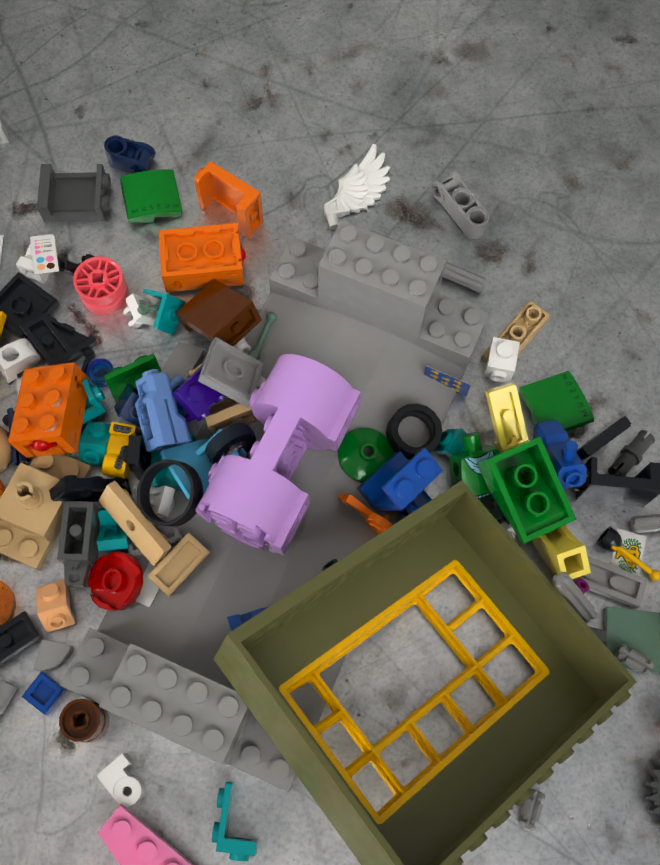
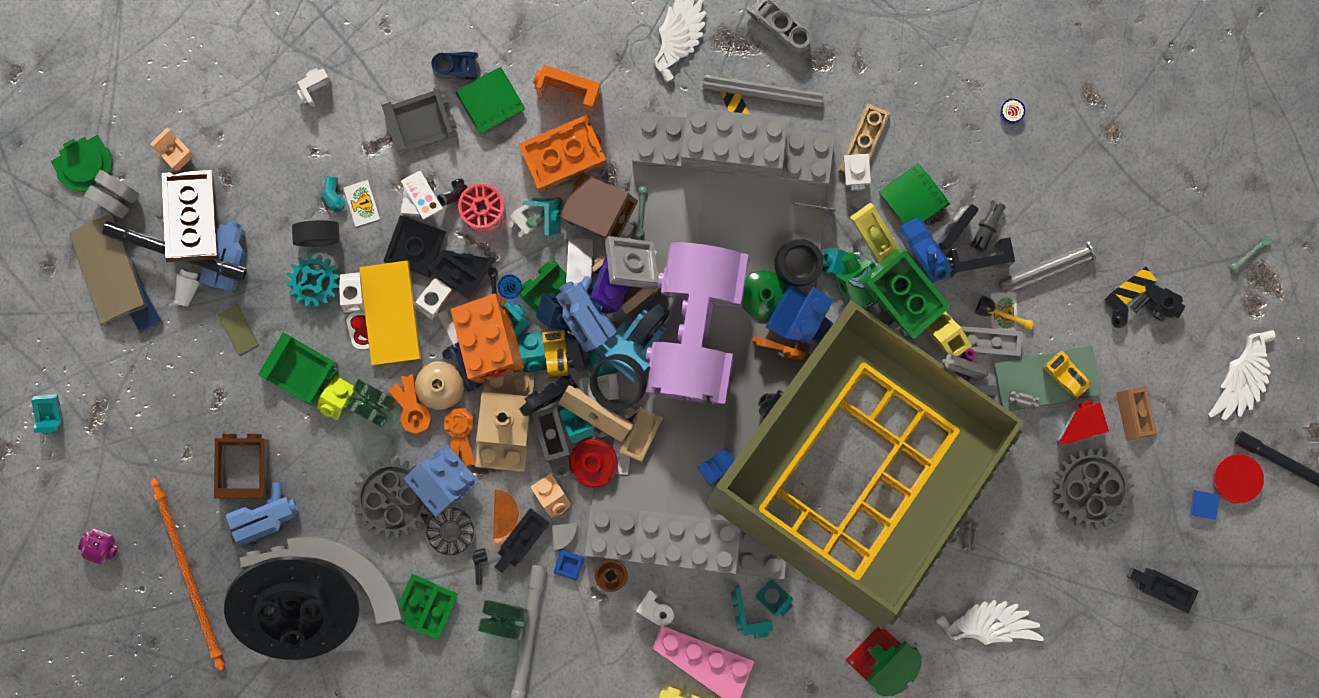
camera: 10 degrees left, 15 degrees up
(278, 825) = (782, 606): none -> teal bracket

